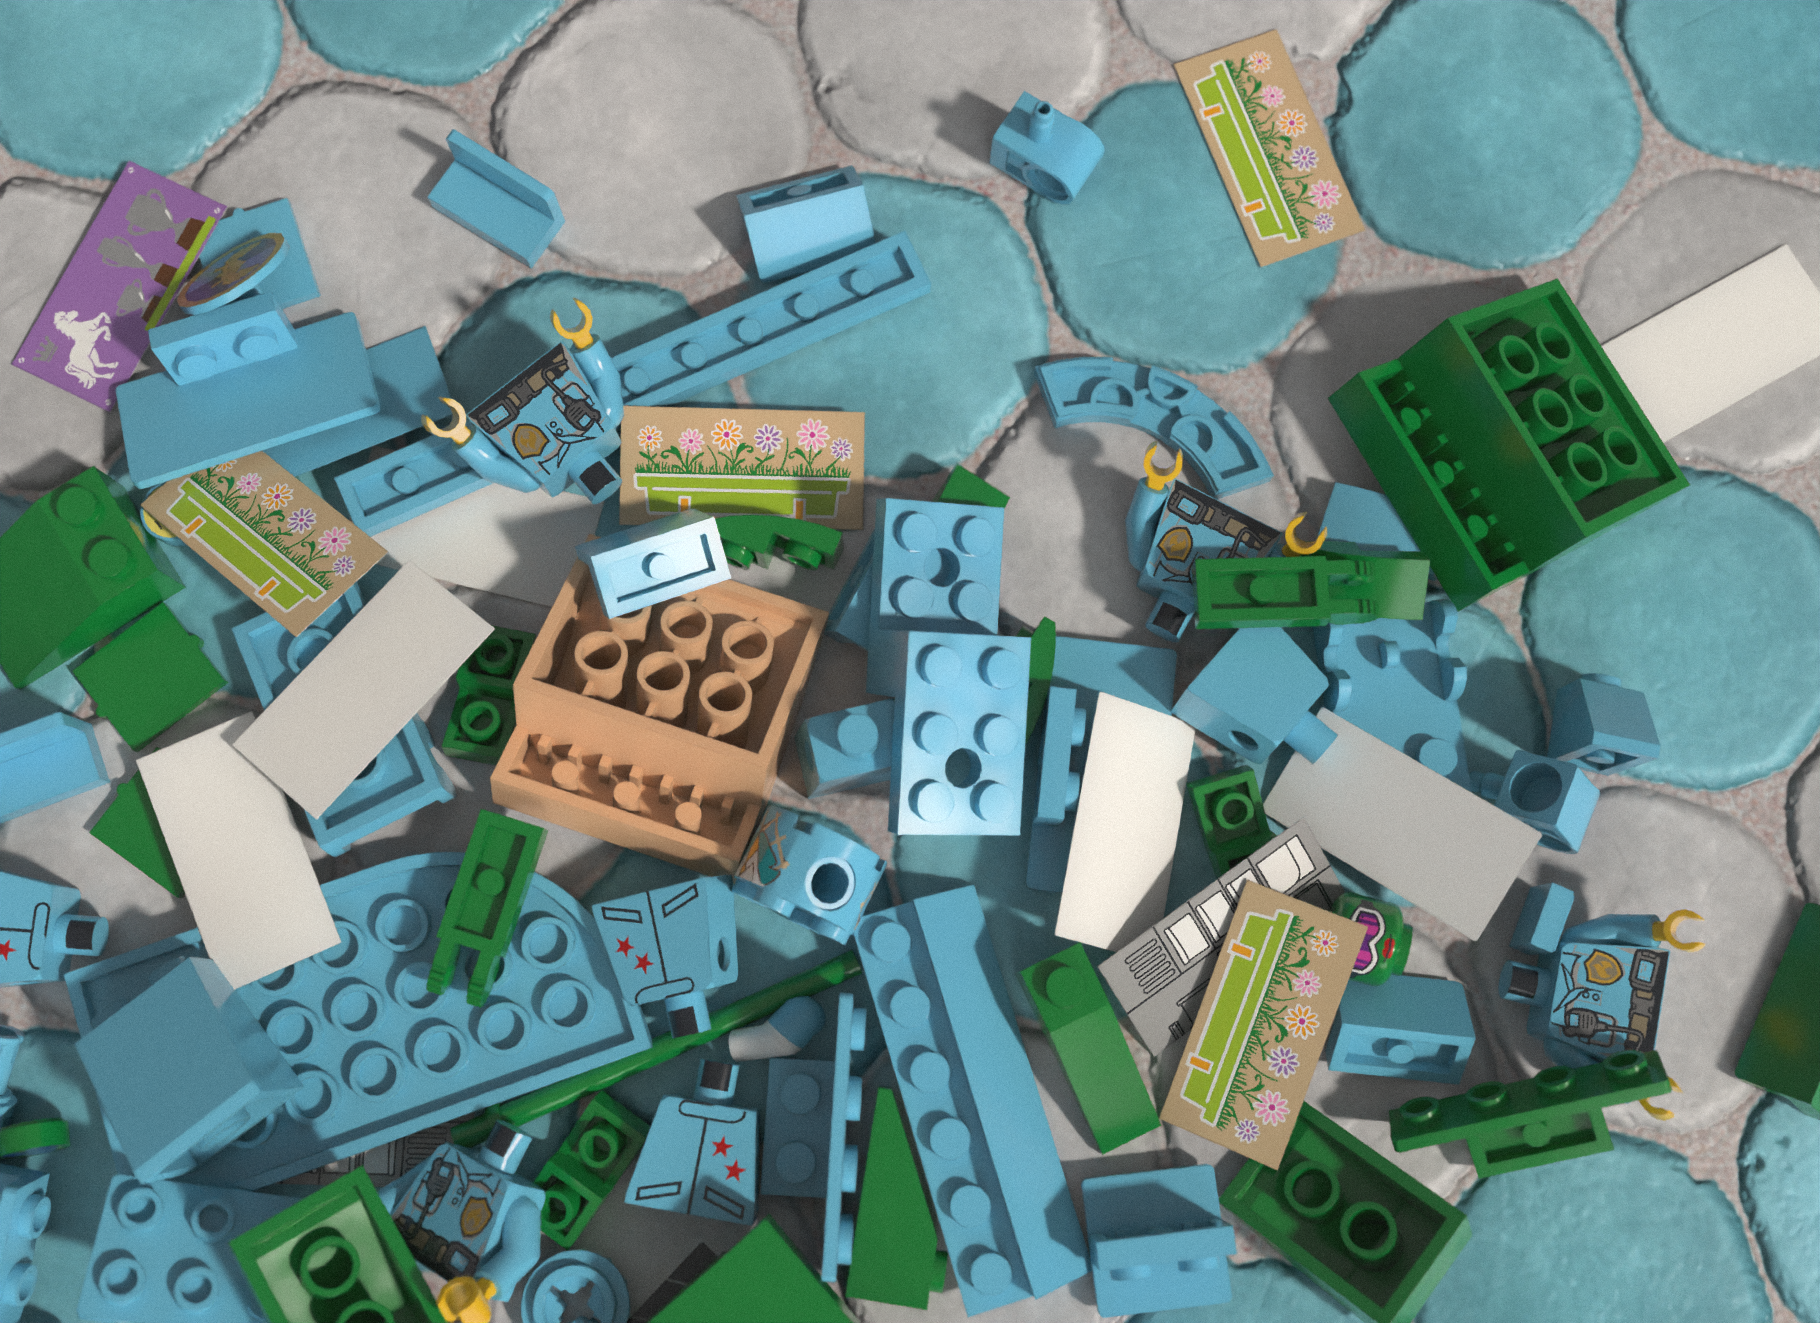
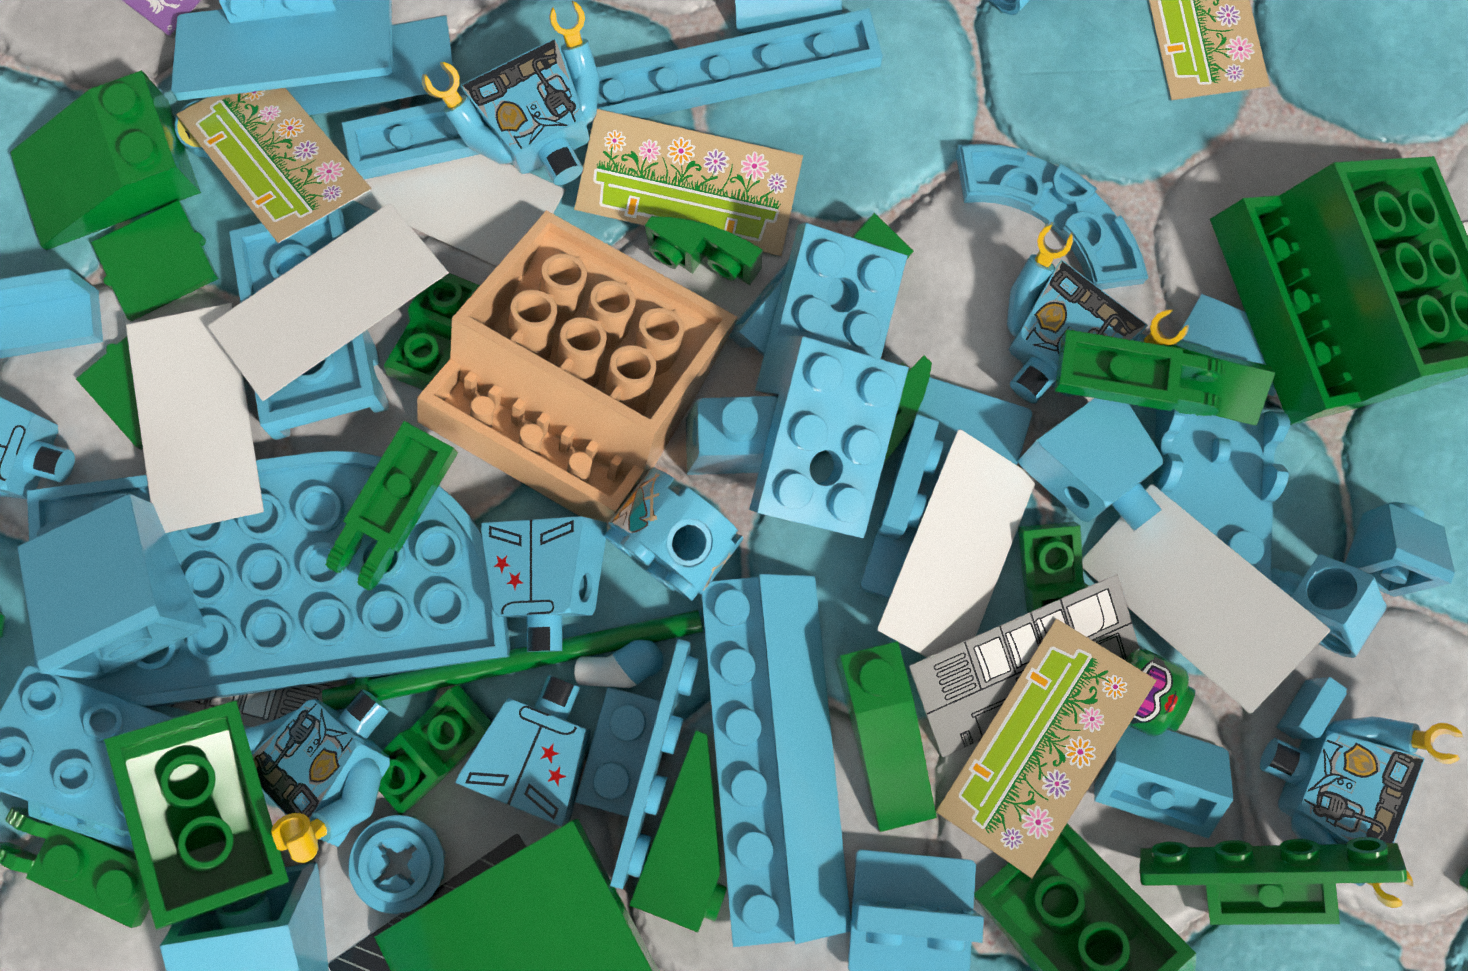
camera: 15 degrees right, 0 degrees up
(655, 561) = (597, 242): panel -> none

